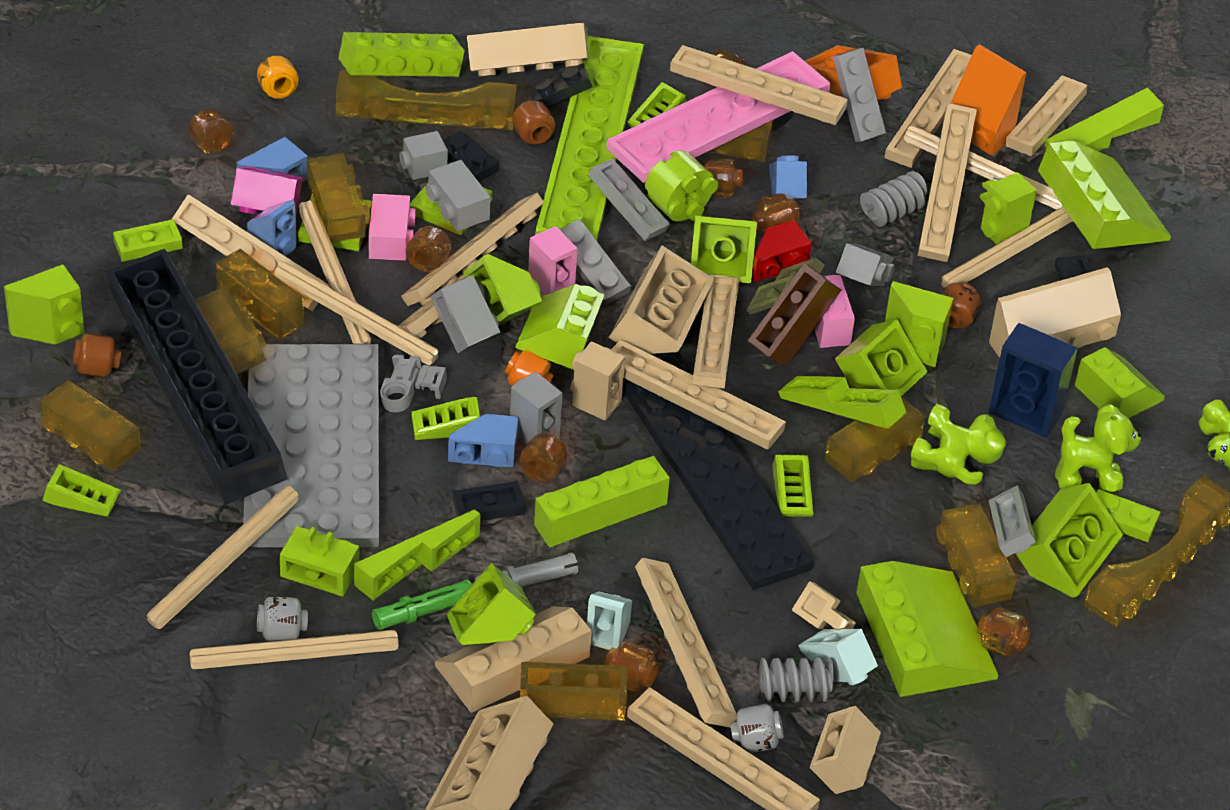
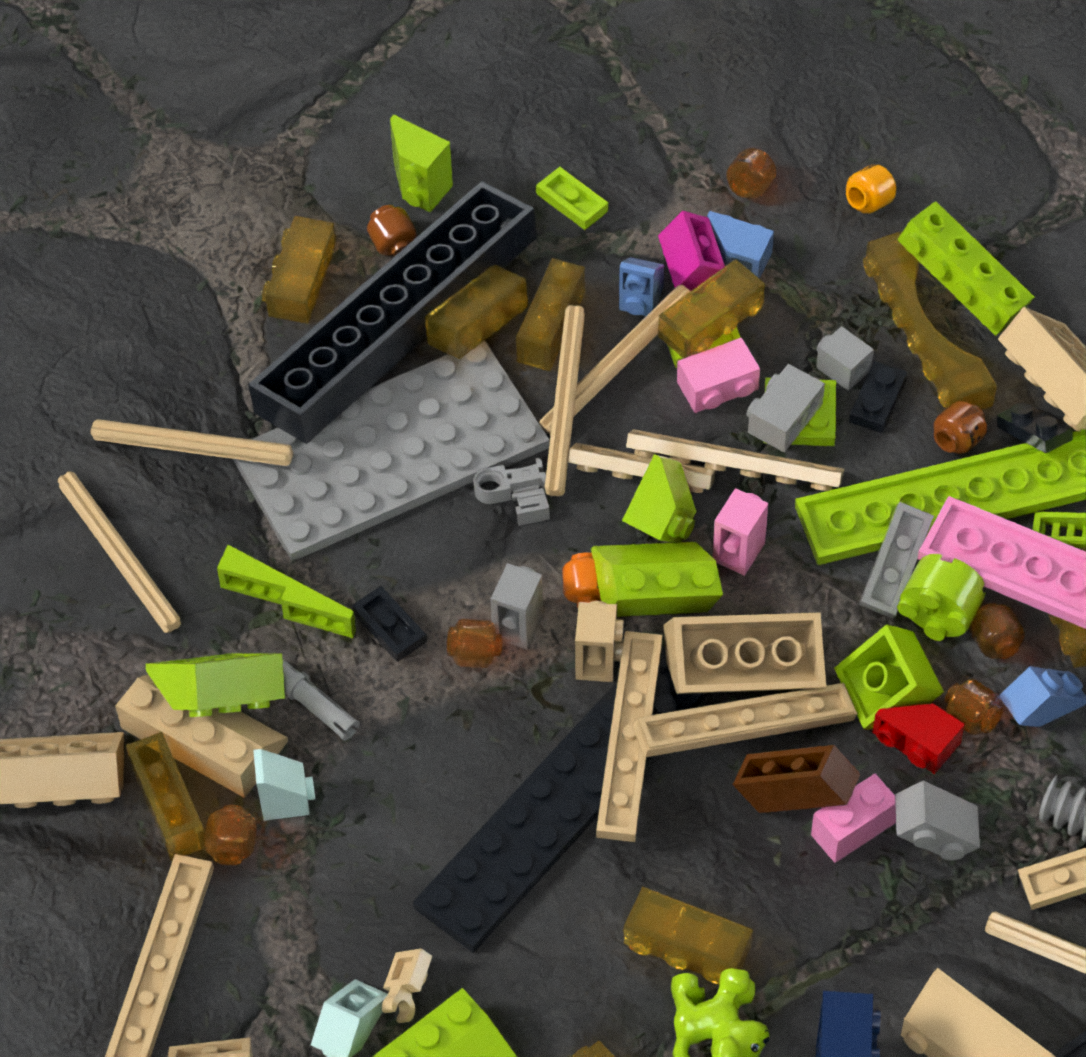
camera: 70 degrees right, 10 degrees up
(66, 480) = (215, 280): lime slope -> none
(228, 238) = (603, 284): tan plate -> none
(281, 618) = (139, 521): light grey head -> none
(319, 560) = (232, 517): lime brick -> none
(410, 609) = (212, 618): bright green pin -> none
(428, 248) = (704, 419): clear orange head -> none
(461, 410) = (491, 564): lime slope -> none
(466, 313) = (615, 487): light grey brick -> none
(485, 441) = (467, 584): medium blue slope -> none
(595, 264) = (783, 566): light grey plate -> none
(601, 501) = (441, 717): lime brick -> none
(686, 643) = (292, 871): tan plate -> none
(757, 728) = (208, 982): light grey head -> none
(769, 293) = (867, 762): olive slope -> none
(793, 464) = (576, 869): lime slope -> none
(796, 679) = (286, 990): light grey piece -> none
(833, 395) = (711, 882): lime slope -> none
(882, 359) = (807, 901): lime slope -> none
(922, 317) = (877, 913): lime slope -> none
(965, 304) = (949, 943): dark orange head -> none

